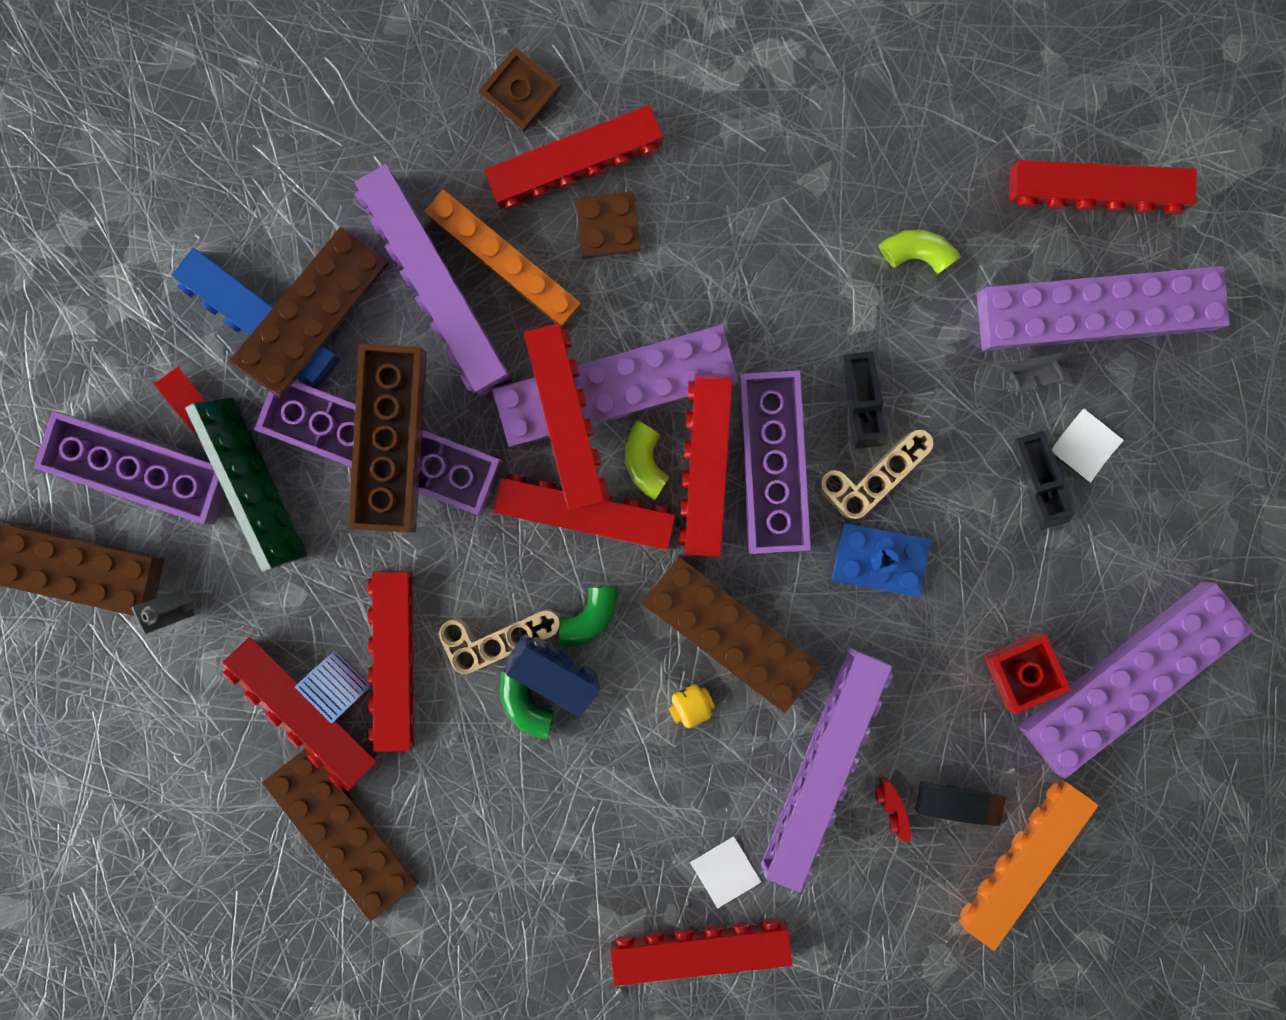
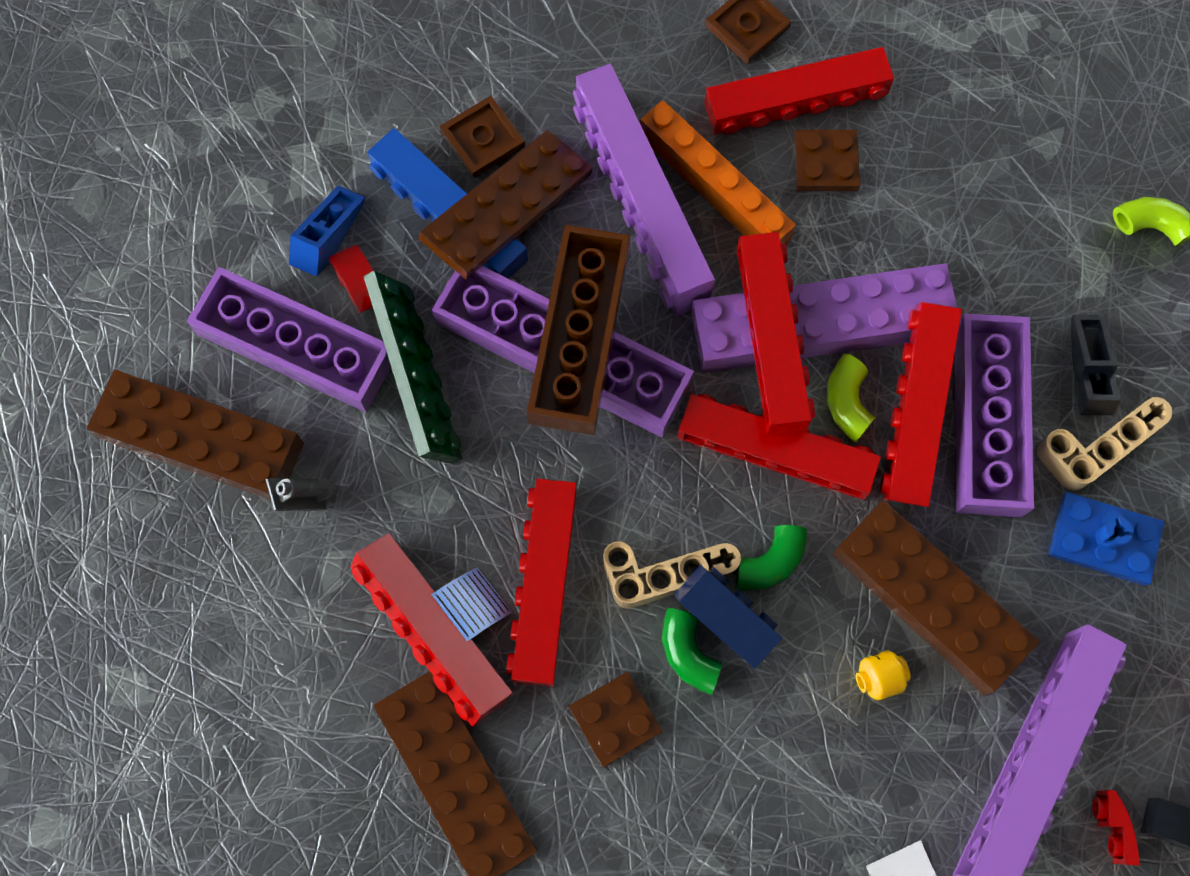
camera: 10 degrees right, 15 degrees down
(146, 355) = (324, 231): none -> blue slope
(279, 241) = (482, 136): none -> reddish brown plate
(469, 768) = (615, 719): none -> reddish brown plate

